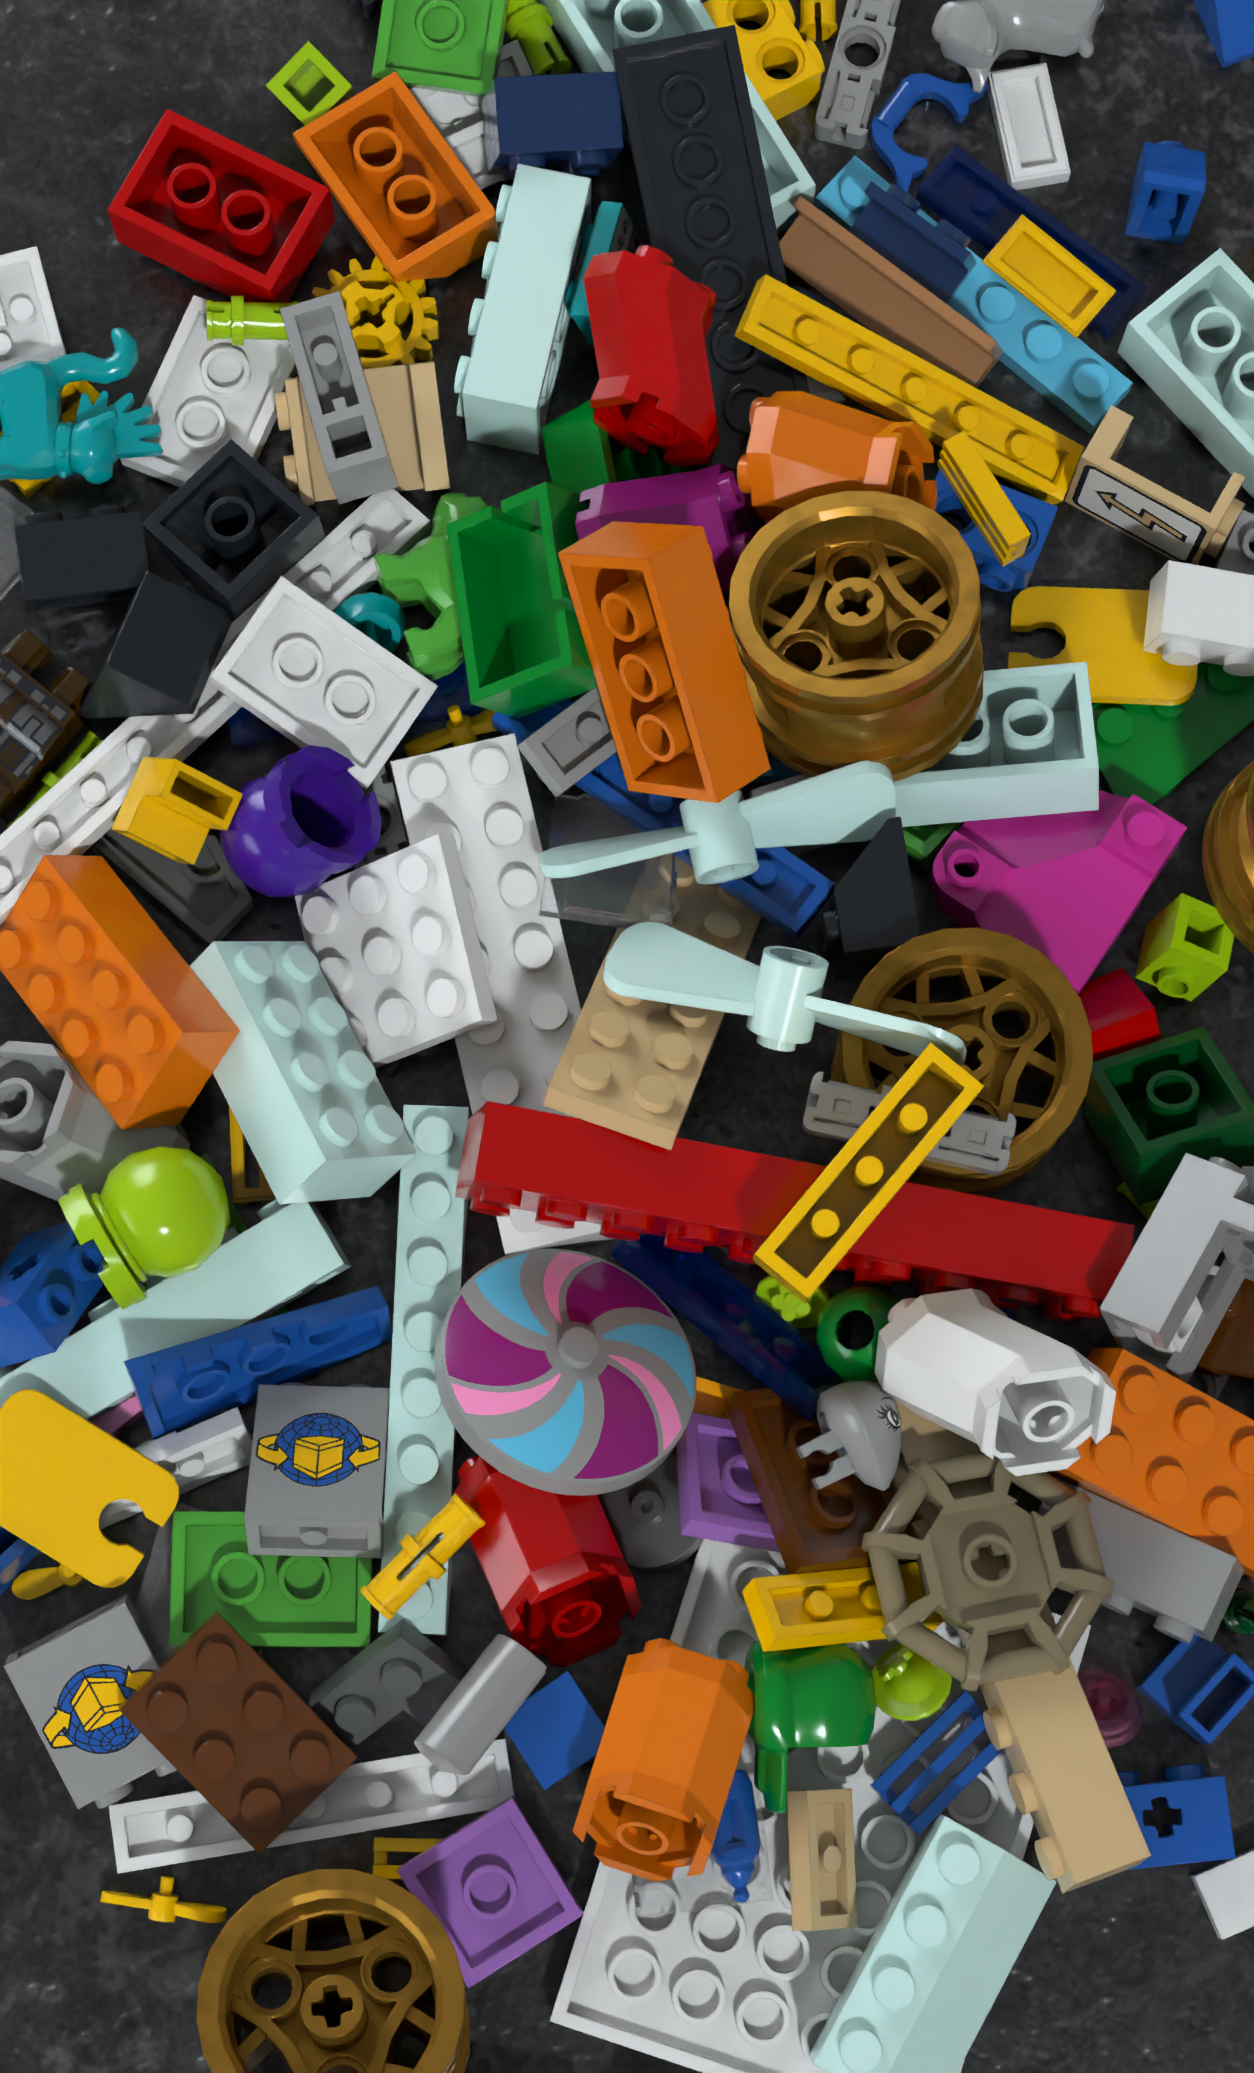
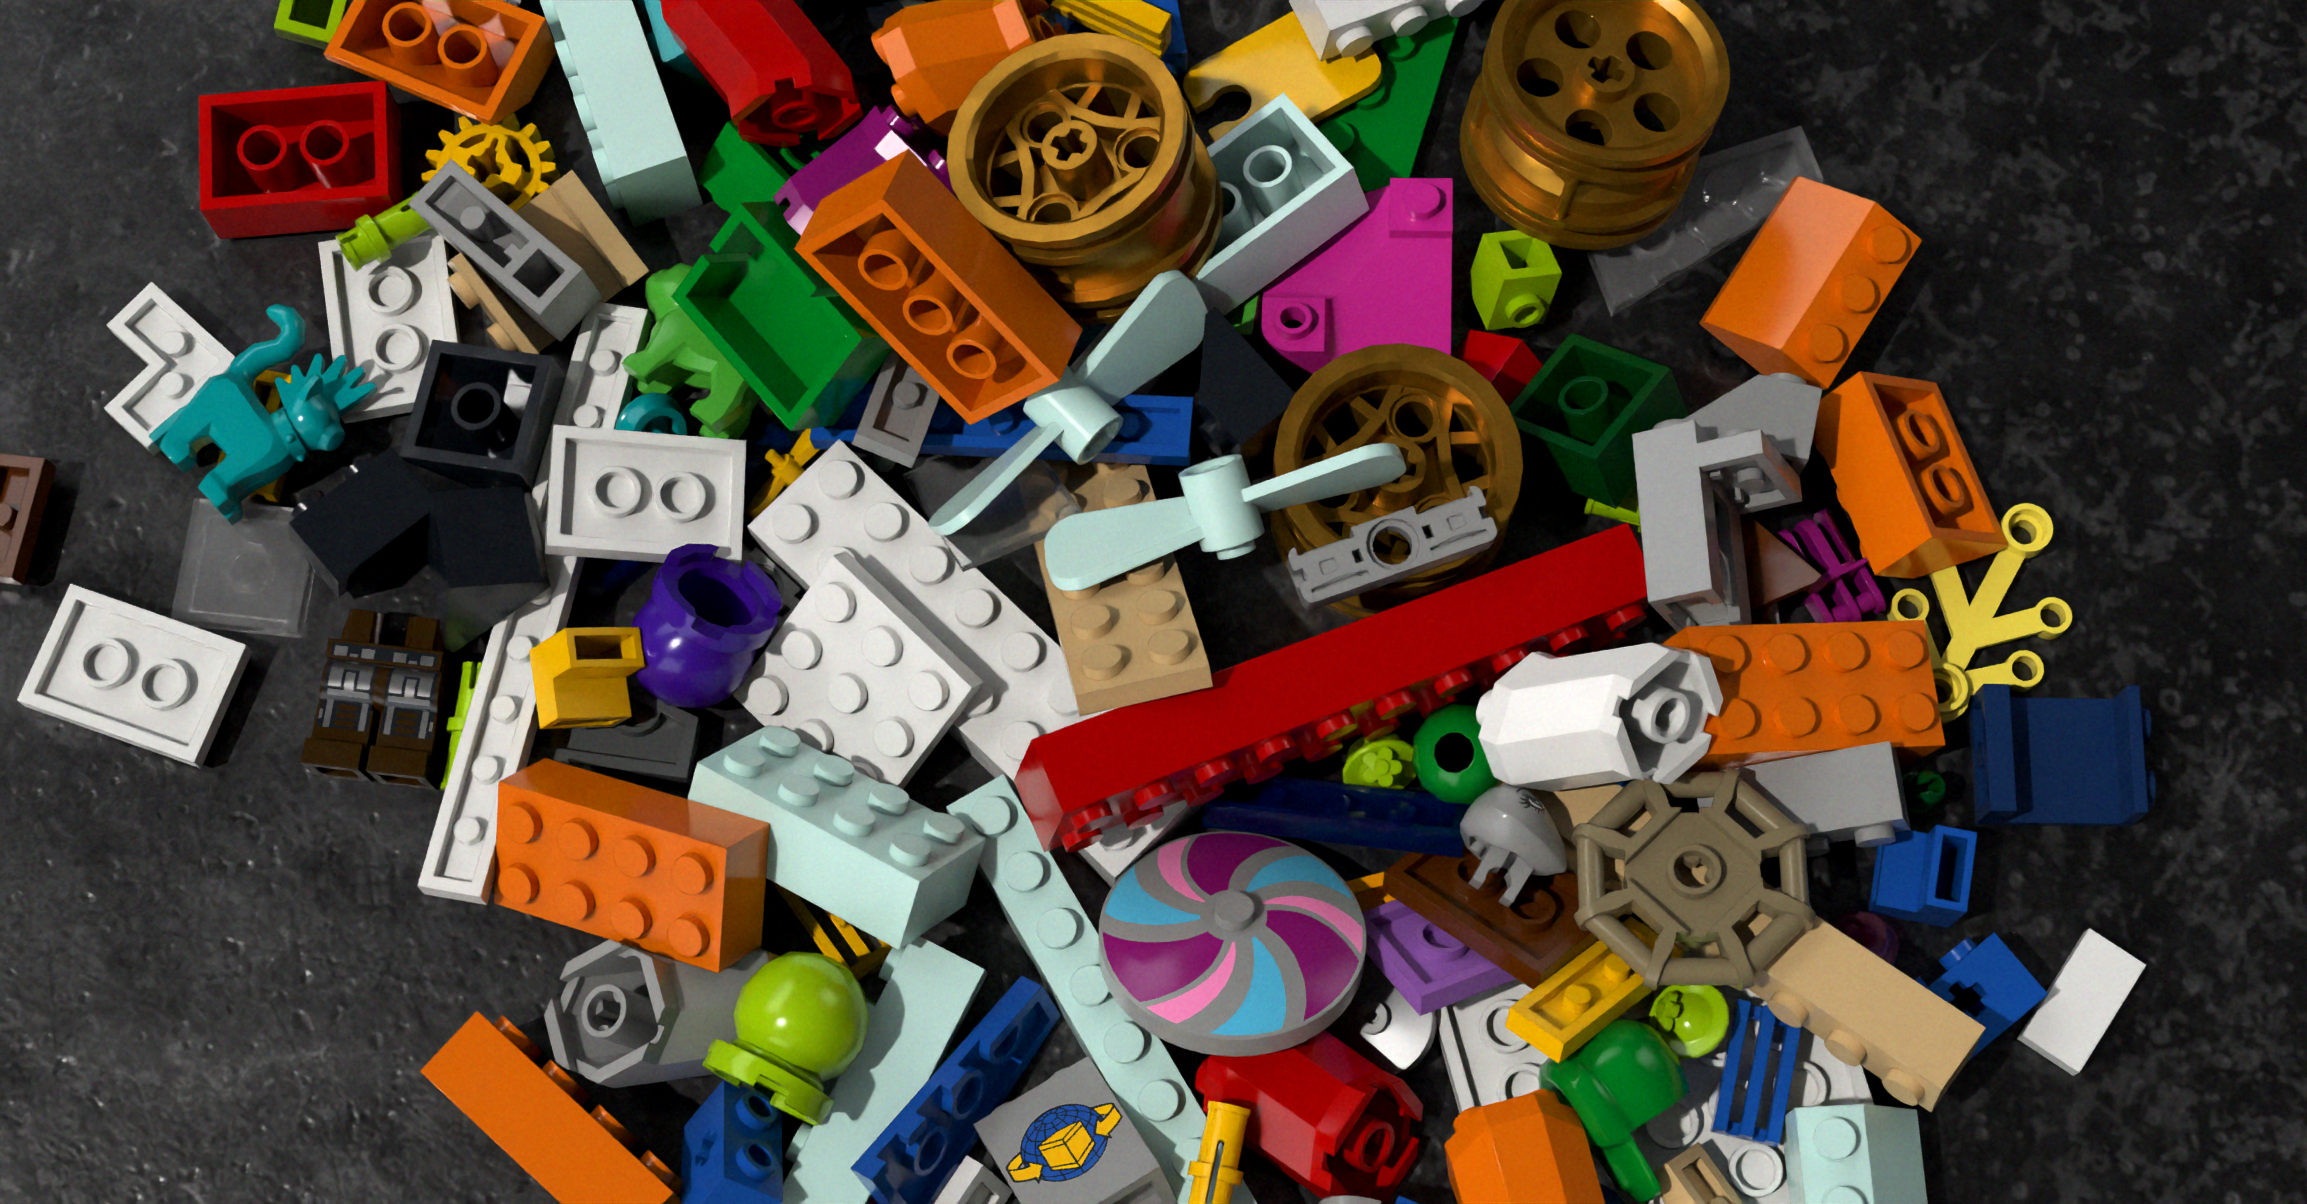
camera: 30 degrees left, 5 degrees down
(867, 1172) = (1391, 603): yellow brick -> none

